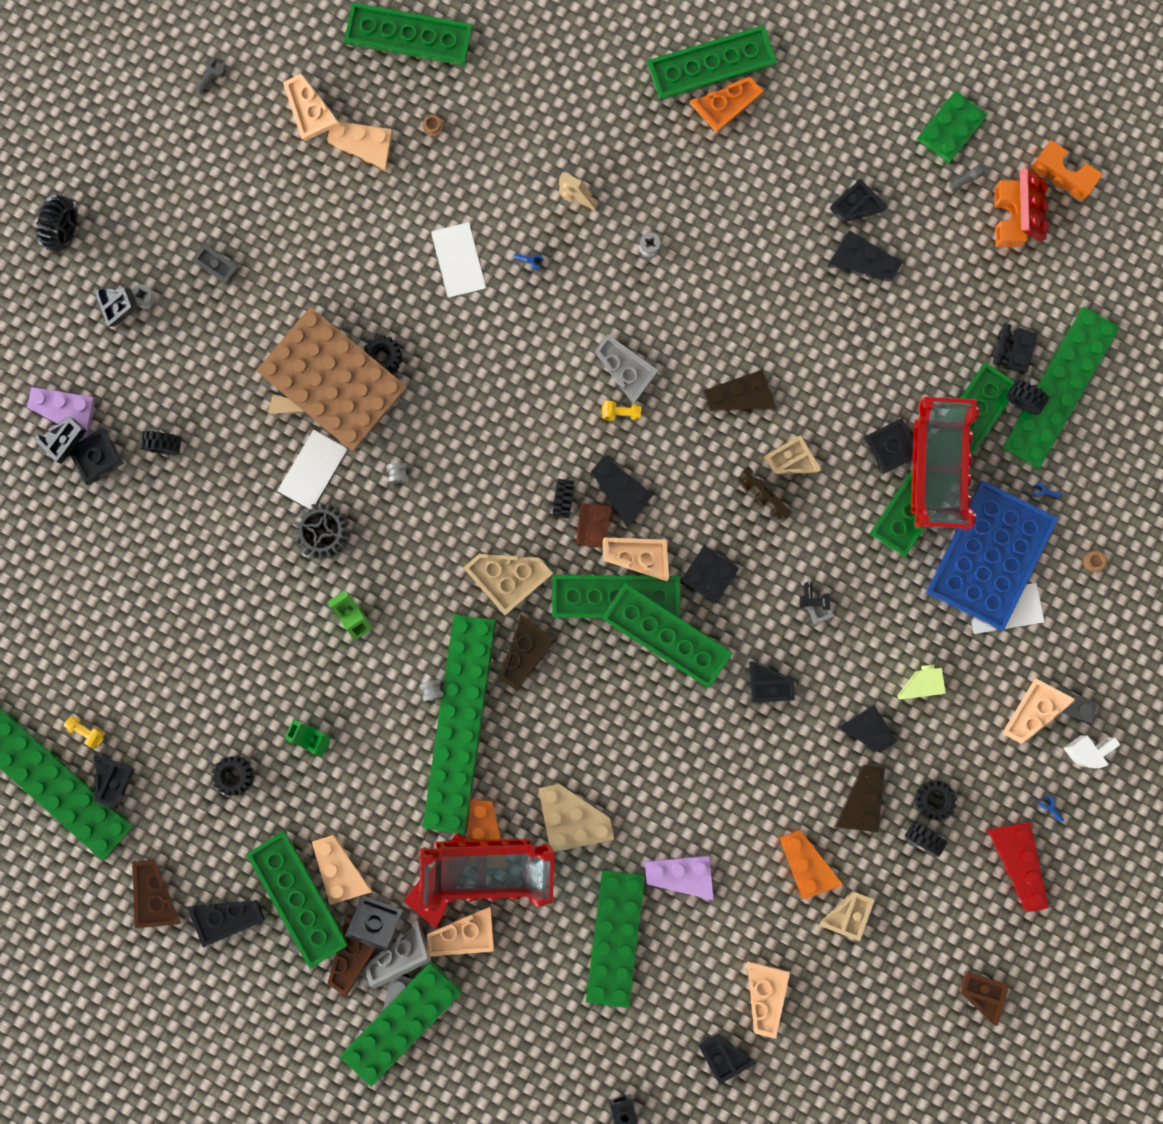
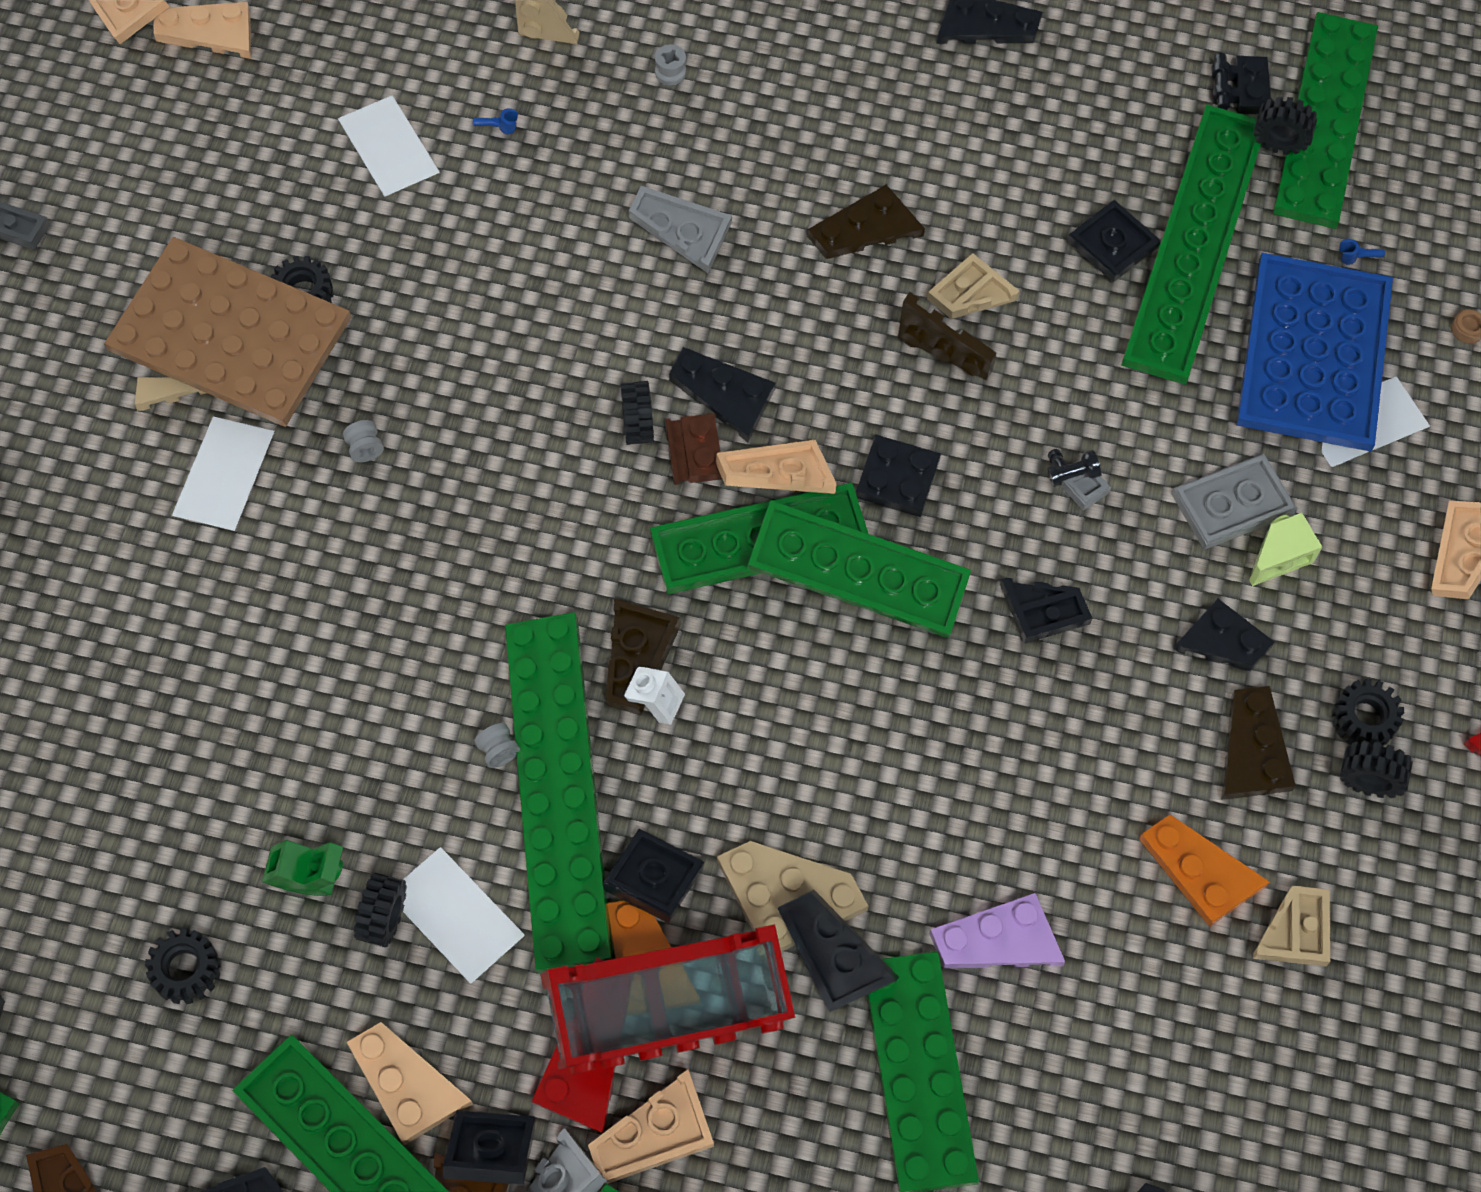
camera: 15 degrees left, 20 degrees down
(324, 522) = (244, 540): dark grey gear -> none
(344, 775) = (380, 909): none -> black tyre
(350, 615) = (332, 660): bright green brick -> none
(387, 781) = (458, 916): none -> white sticker
(500, 790) = (653, 875): none -> black plate
(507, 578) = (578, 551): tan plate -> none
(528, 682) = (657, 692): none -> white bracket
(585, 865) = (833, 952): none -> black wing
(610, 411) = (674, 286): yellow bar -> none
(767, 997) = (1210, 1099): light nougat wing -> none
(906, 643) = (1233, 501): none -> light grey tile
(943, 463) = (1192, 228): windscreen -> none

